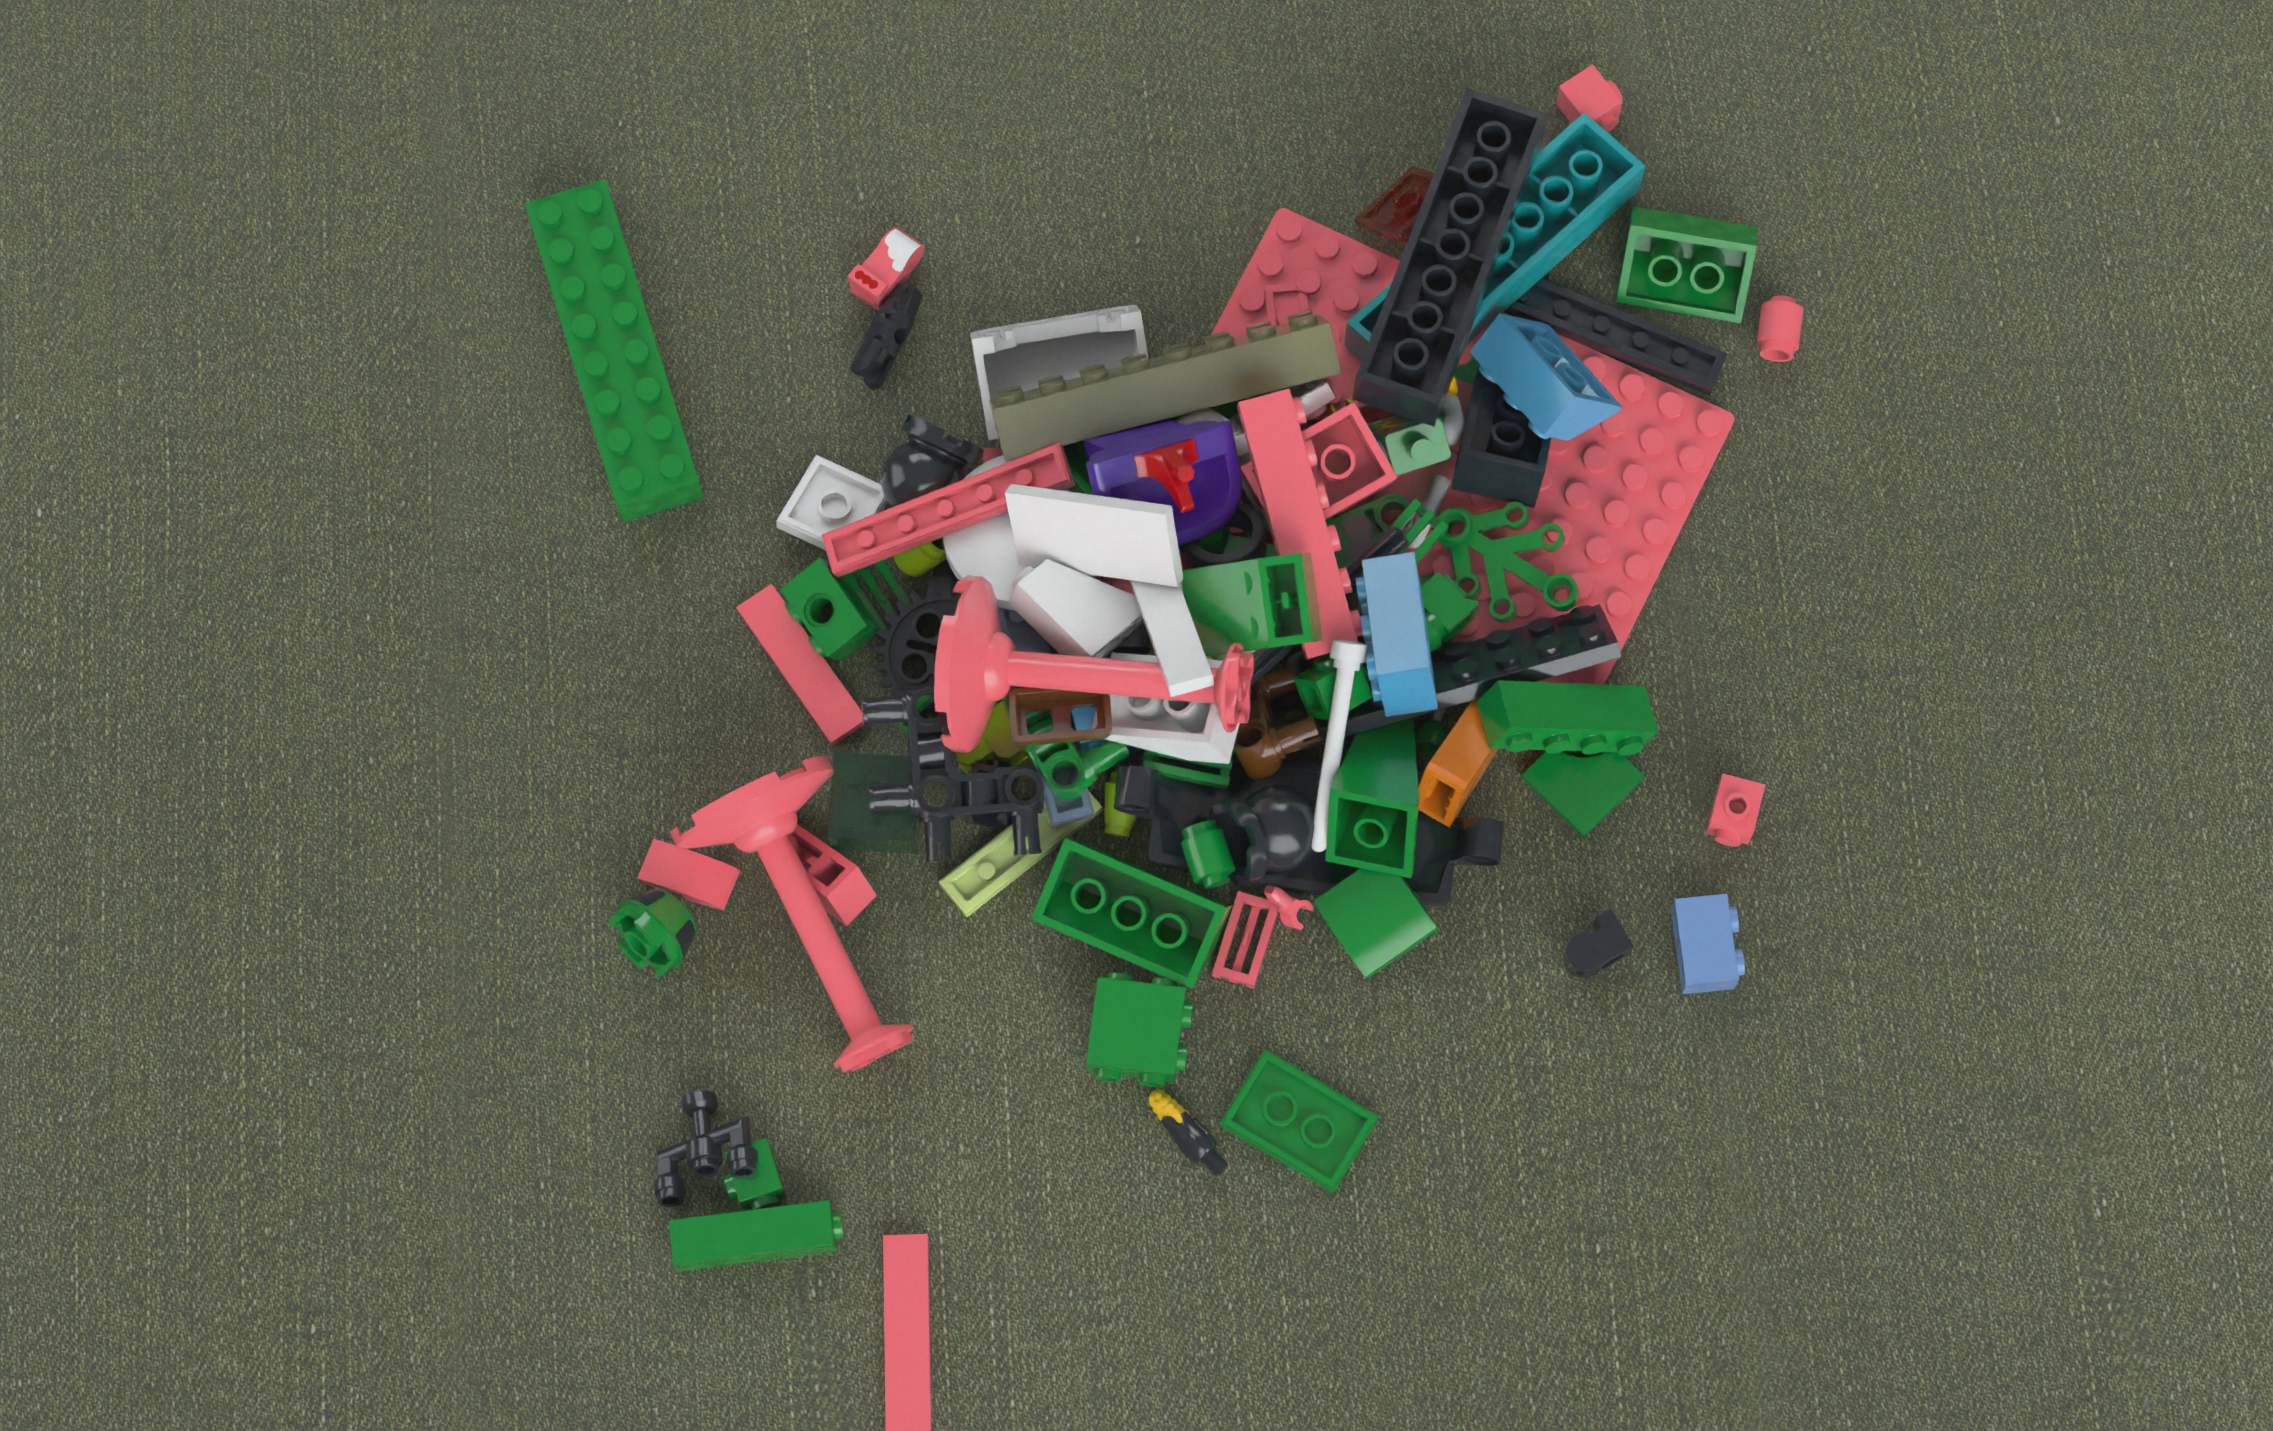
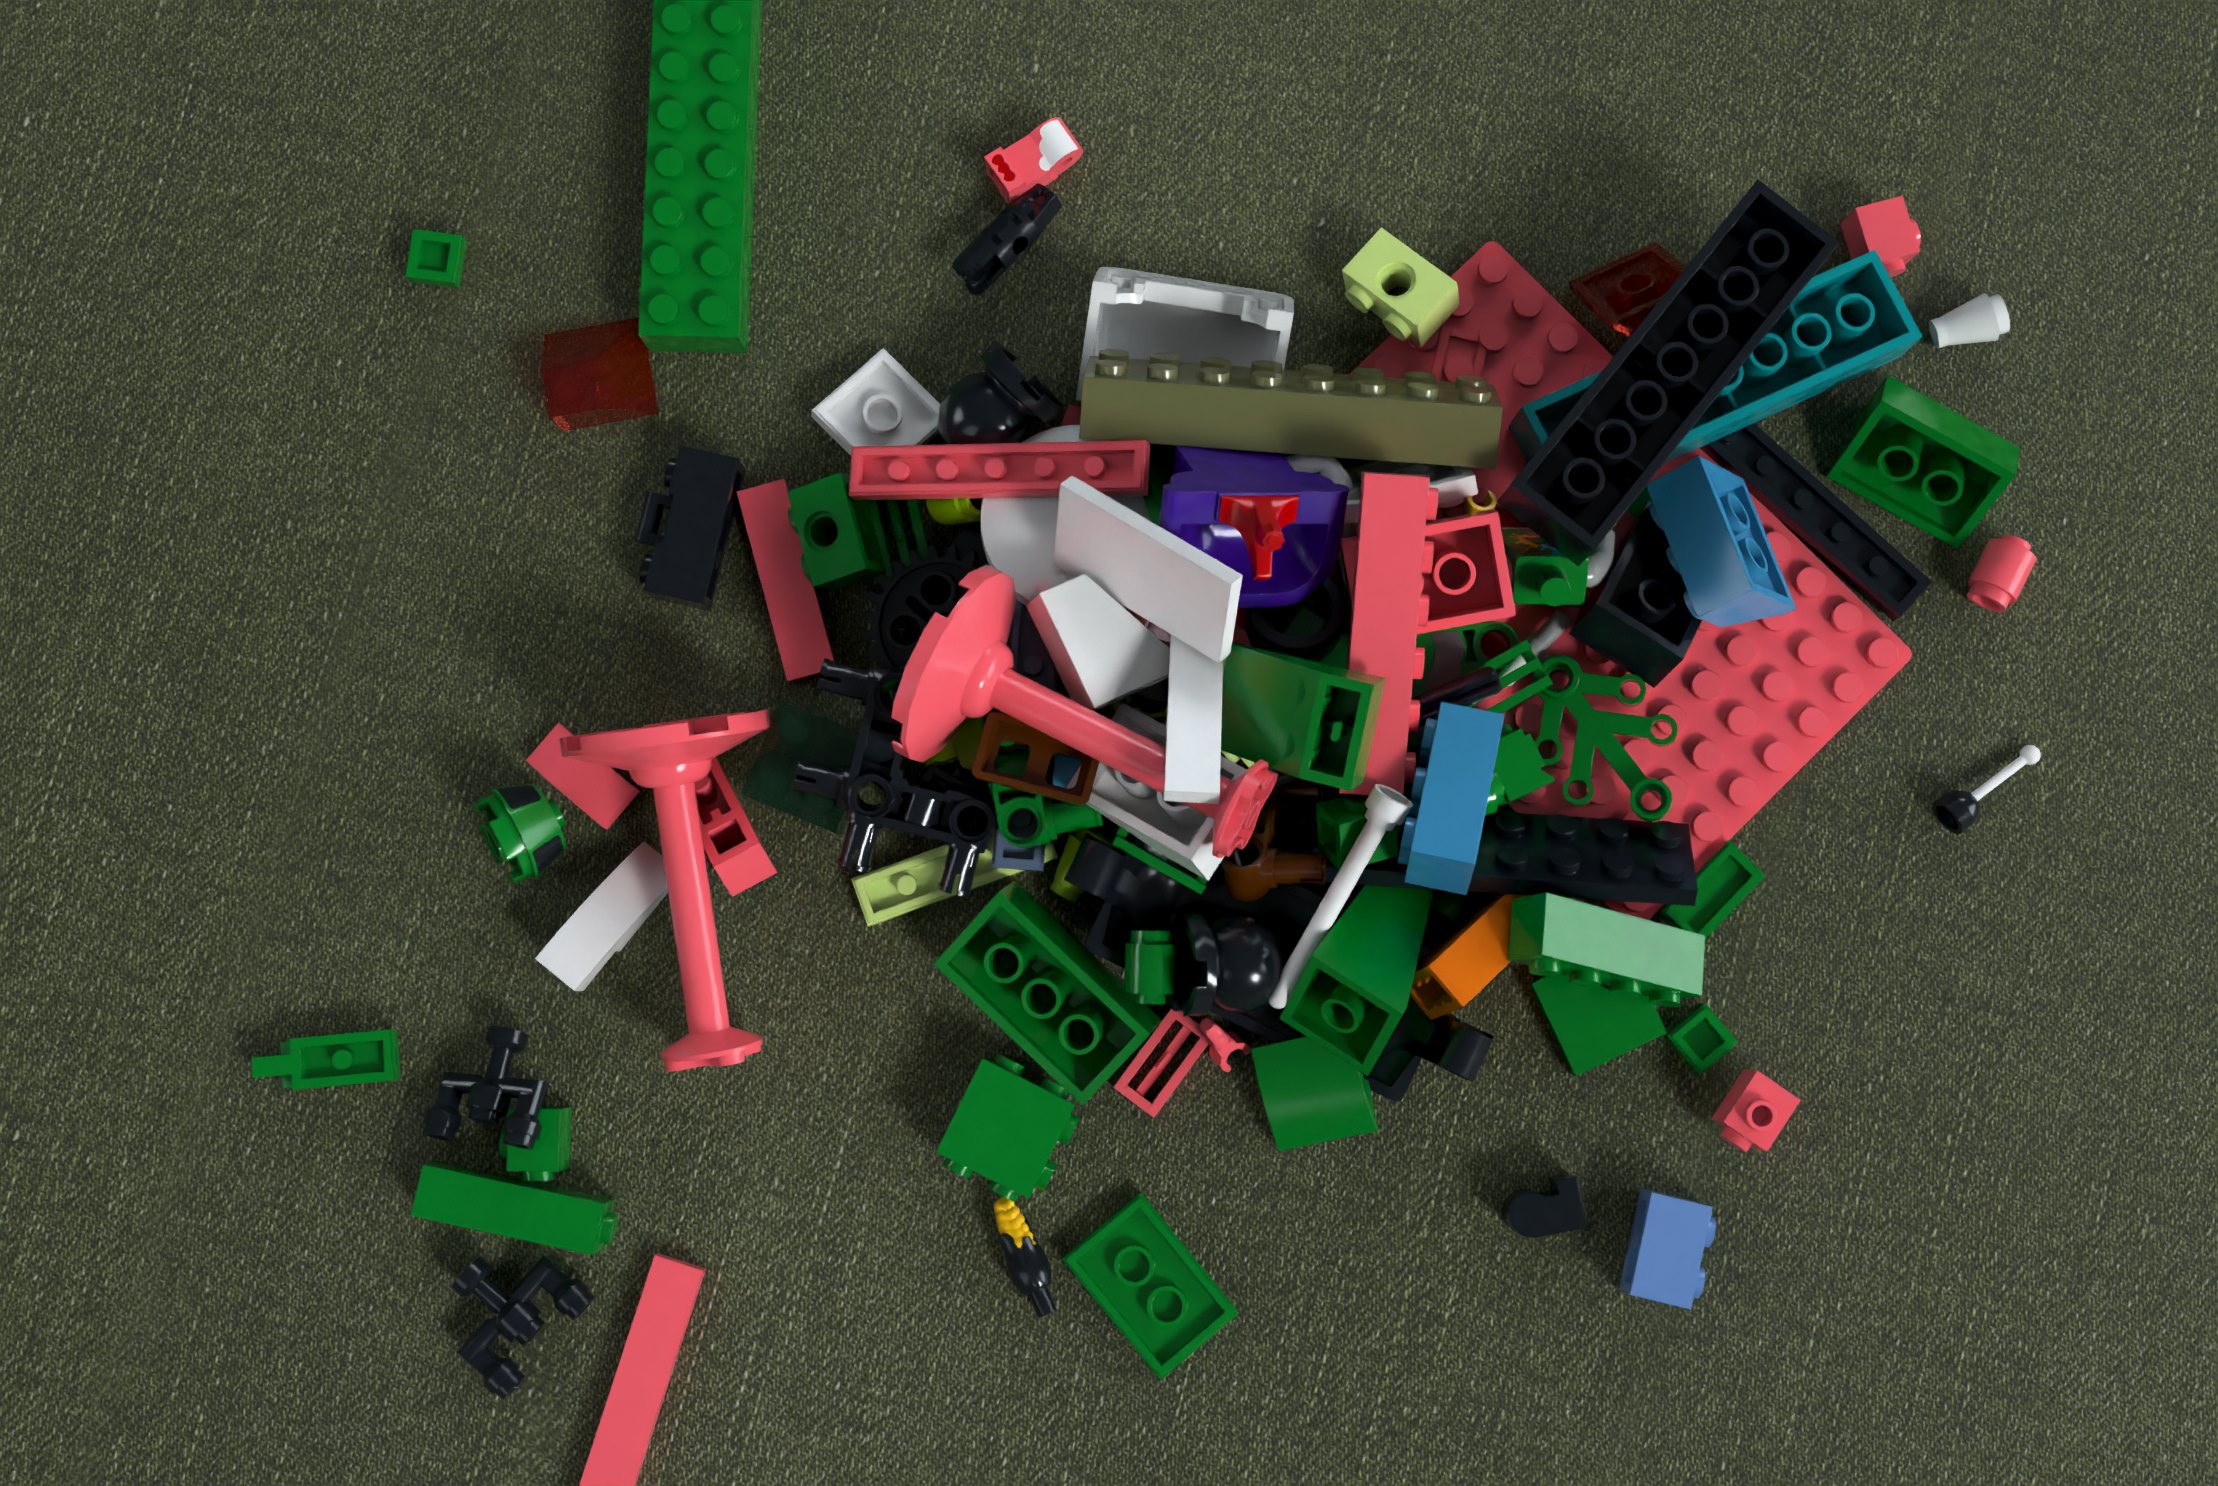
camera: 15 degrees right, 10 degrees up
(423, 506) = (436, 258): none -> green plate
(560, 1171) = (333, 1060): none -> green hinge
(590, 553) = (598, 375): none -> clear red slope
(715, 664) = (697, 530): none -> black piece
(750, 978) = (606, 919): none -> white slope
(784, 1324) = (515, 1316): none -> black piece
(1204, 252) = (1392, 264): none -> yellowish green brick
(1643, 652) = (1721, 888): none -> green tile
(1675, 773) = (1700, 1039): none -> green tile
(1687, 143) = (1972, 322): none -> white cone
(1815, 522) = (1960, 808): none -> black hinge

